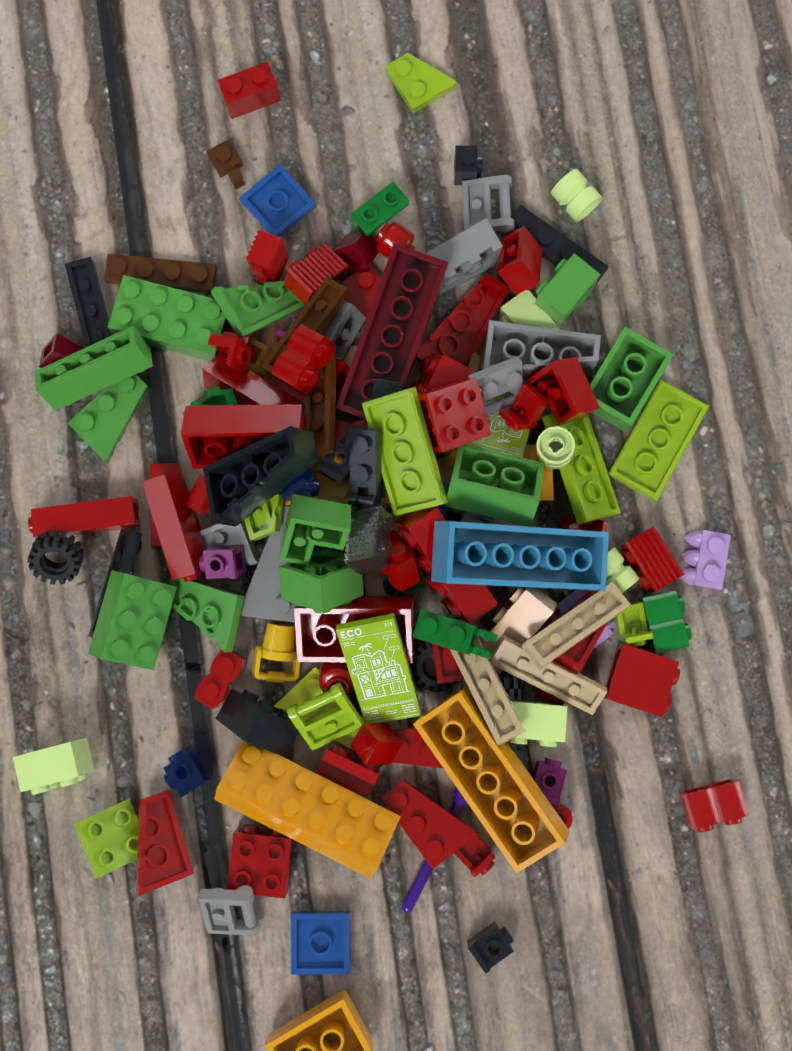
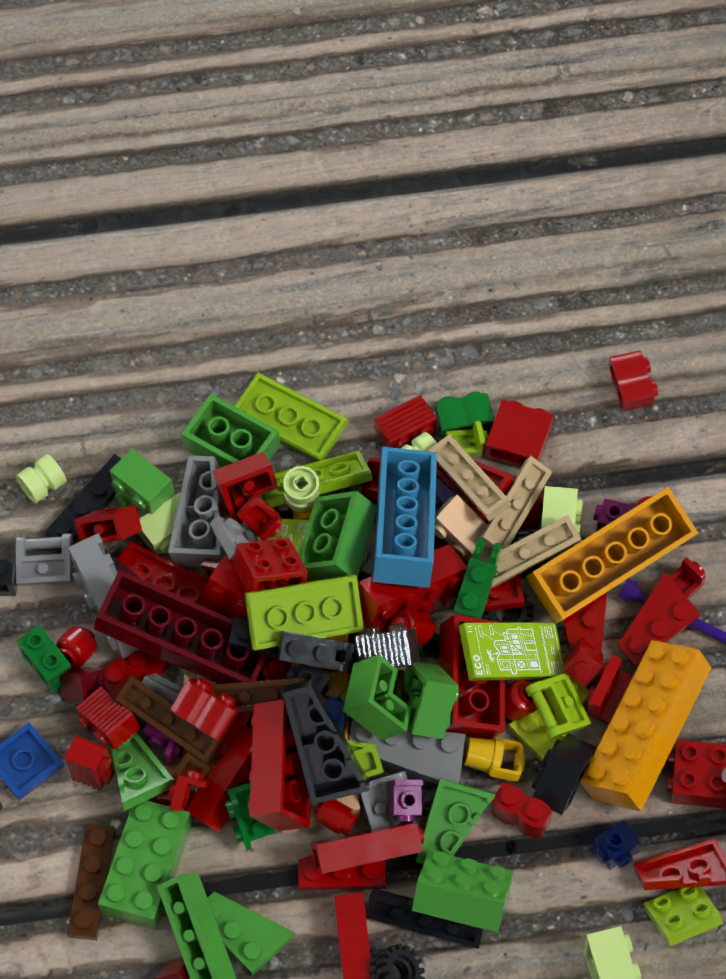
camera: 90 degrees left, 20 degrees down
(88, 300) = (124, 950): black plate -> none
(708, 559) = (404, 379): lavender plate -> none

